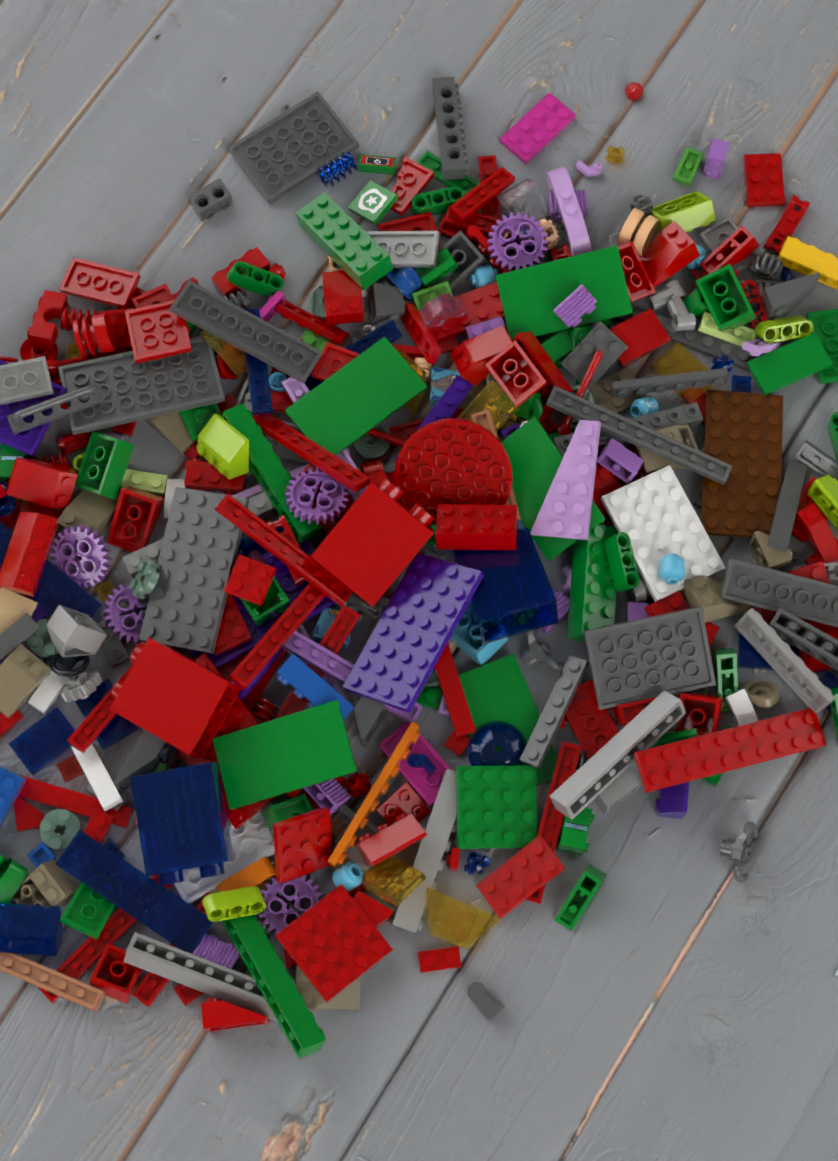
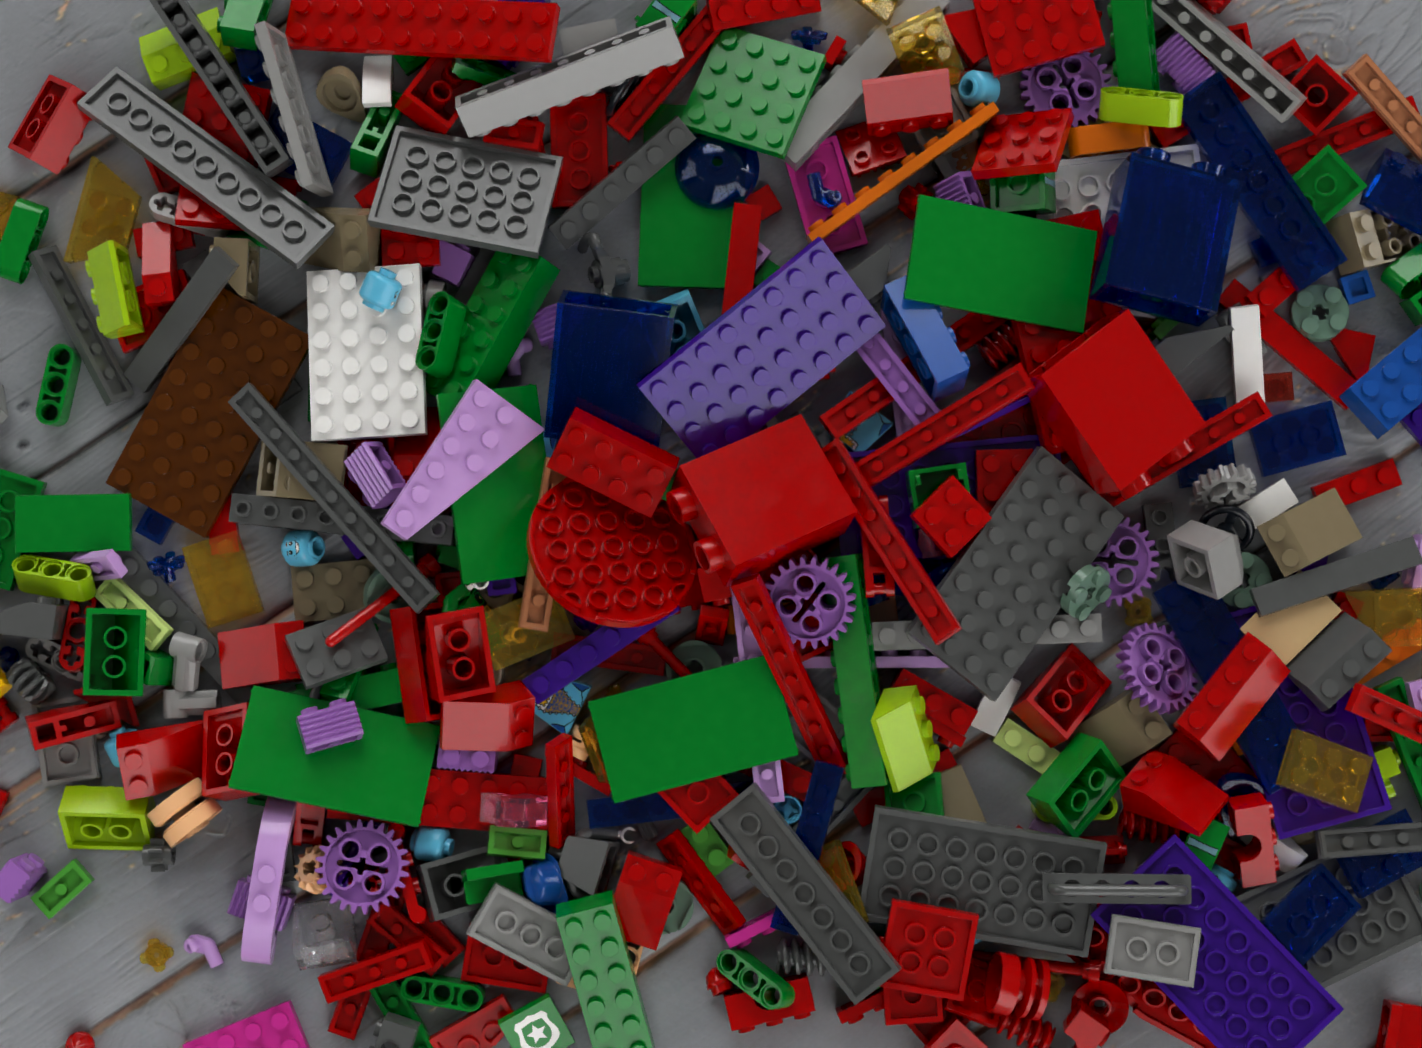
camera: 160 degrees left, 15 degrees up
(669, 382) = (240, 559): dark grey plate -> none

